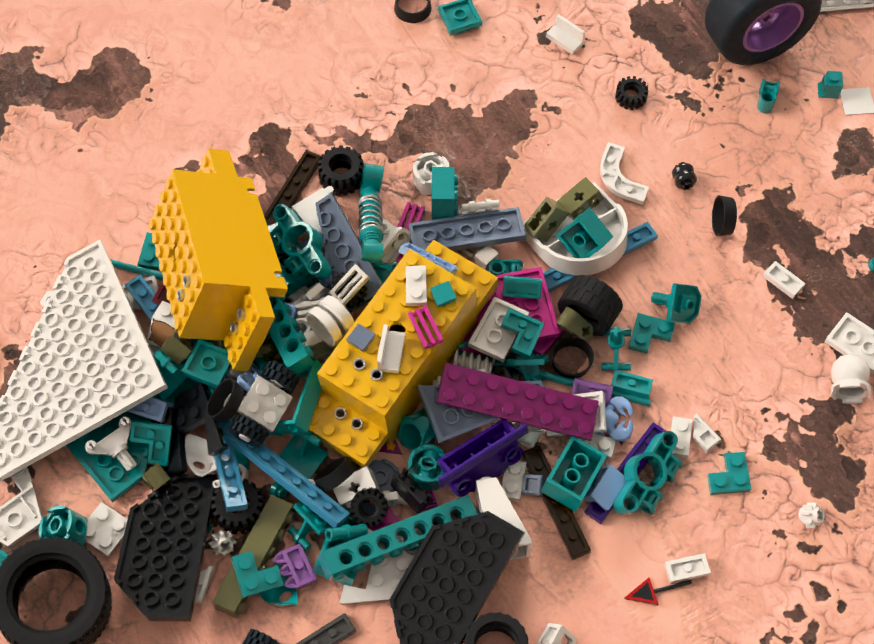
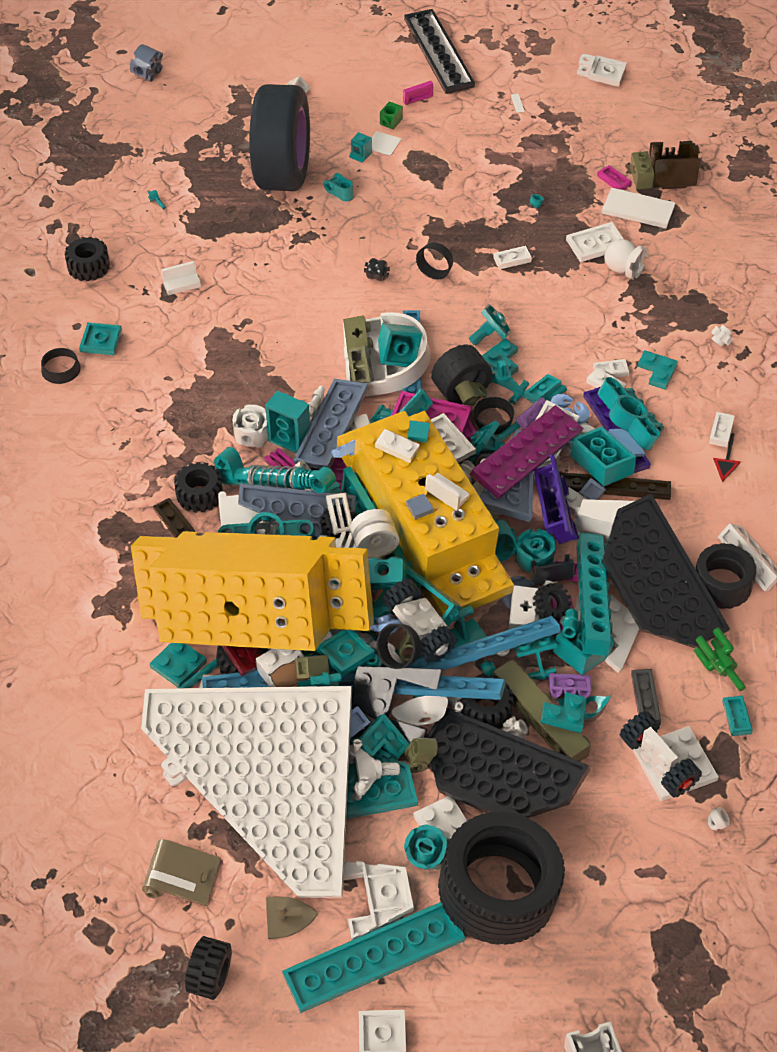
camera: 60 degrees left, 10 degrees down
(334, 474) = (514, 613): black tyre -> none
(419, 313) = (440, 454): dark pink tile -> none
(526, 328) = (462, 418): teal plate -> none
(615, 180) = (336, 312): white plate -> none
(631, 101) = (271, 272): black tyre -> none

